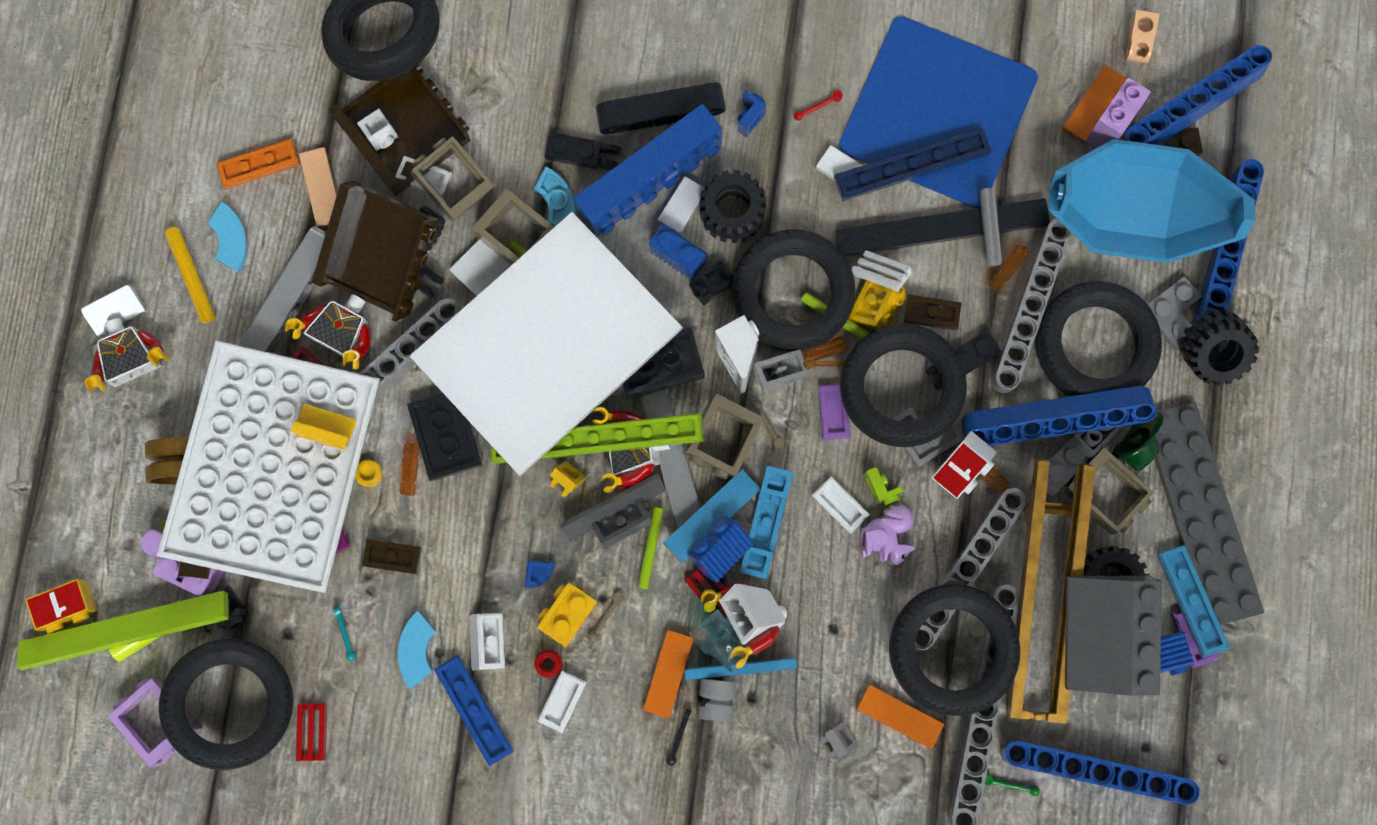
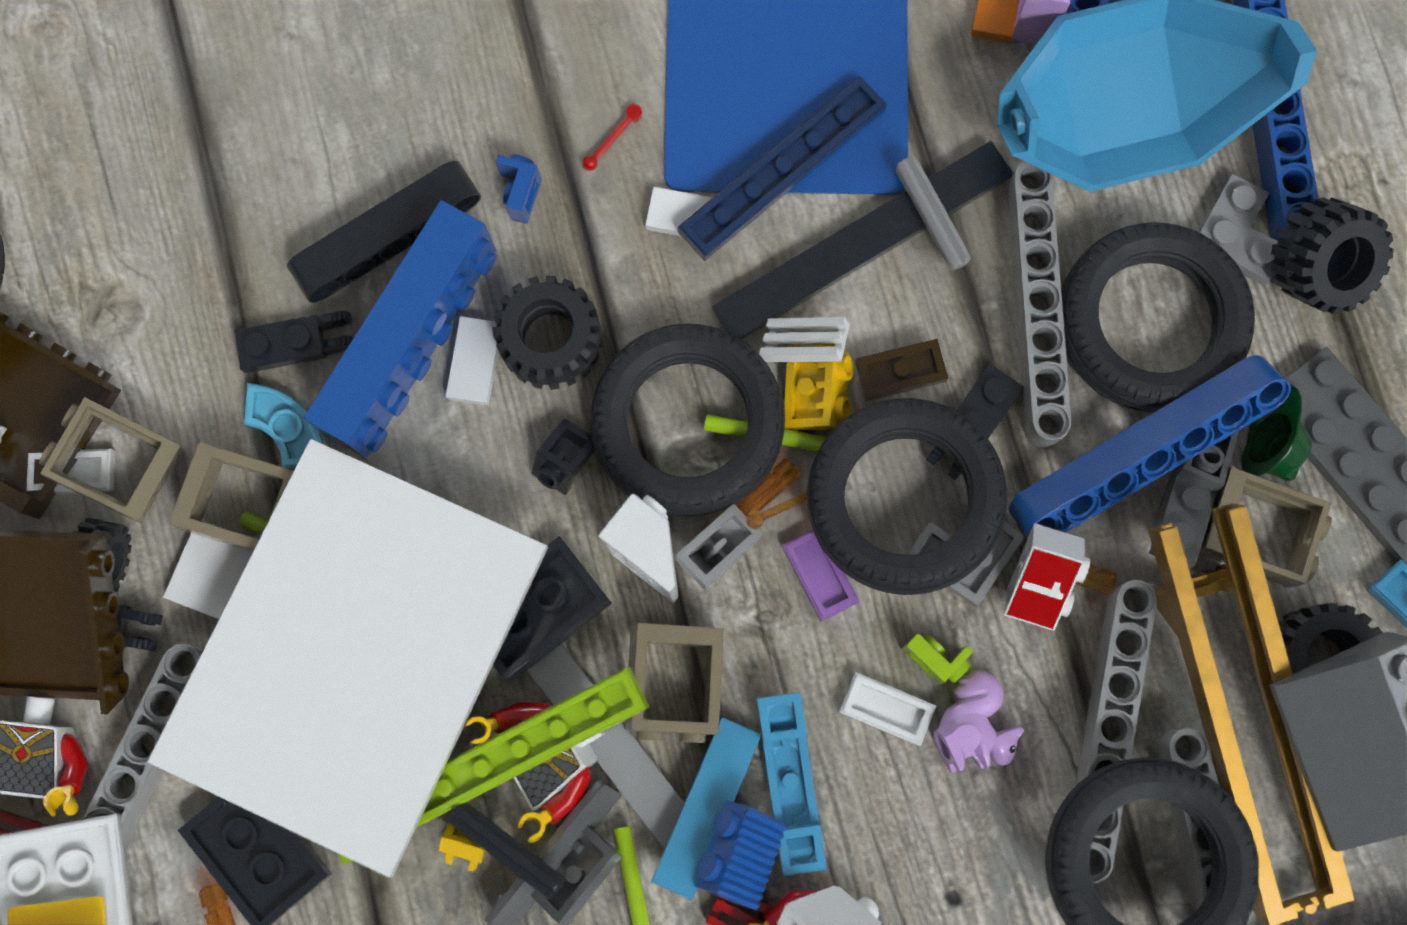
camera: 25 degrees left, 0 degrees up
(589, 490) = (507, 850): none -> black axle
(677, 252) = (494, 432): blue brick -> none
(778, 442) = (758, 654): dark tan hinge -> none
(1008, 268) = (981, 261): clear orange axle -> none

